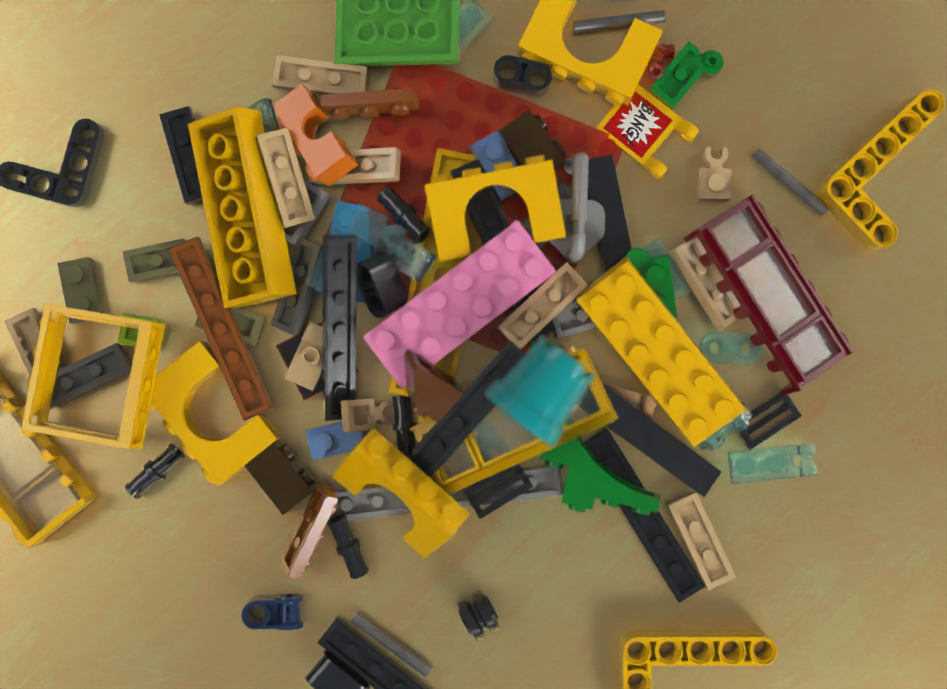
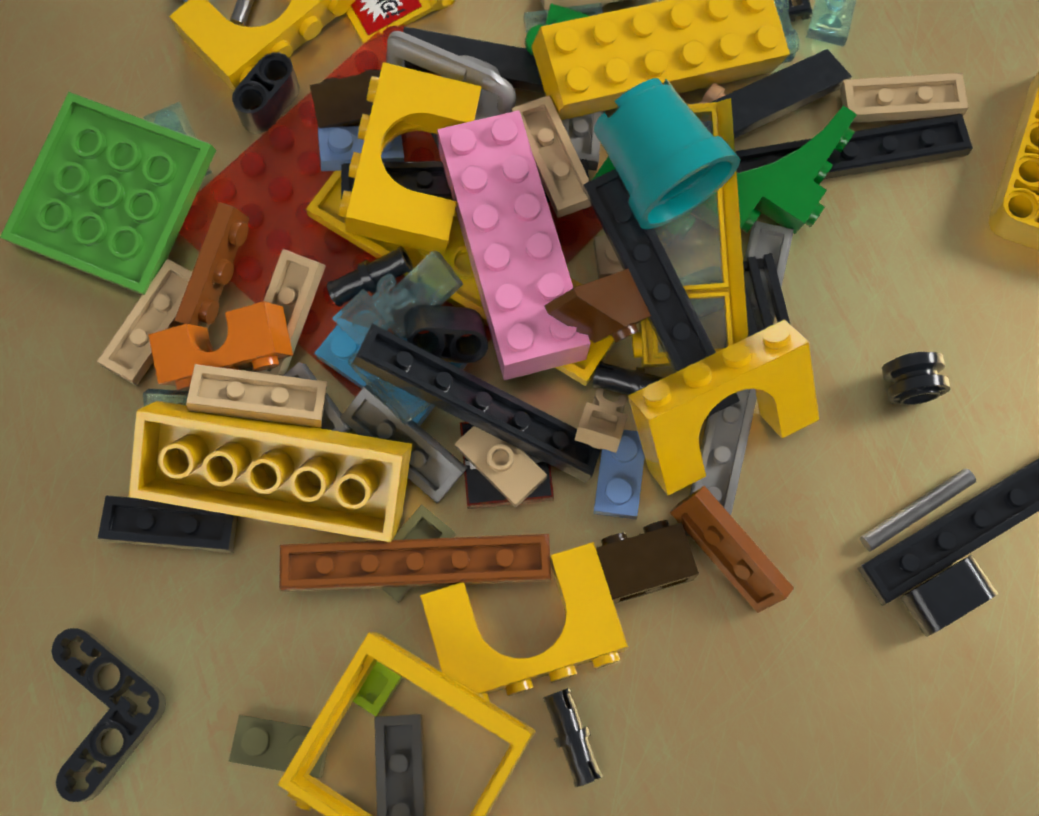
camera: 65 degrees left, 15 degrees down
(150, 261) = (285, 625): olive plate -> none
(276, 611) = (827, 635): dark blue piece -> none
(348, 546) = (771, 510): black pin -> none

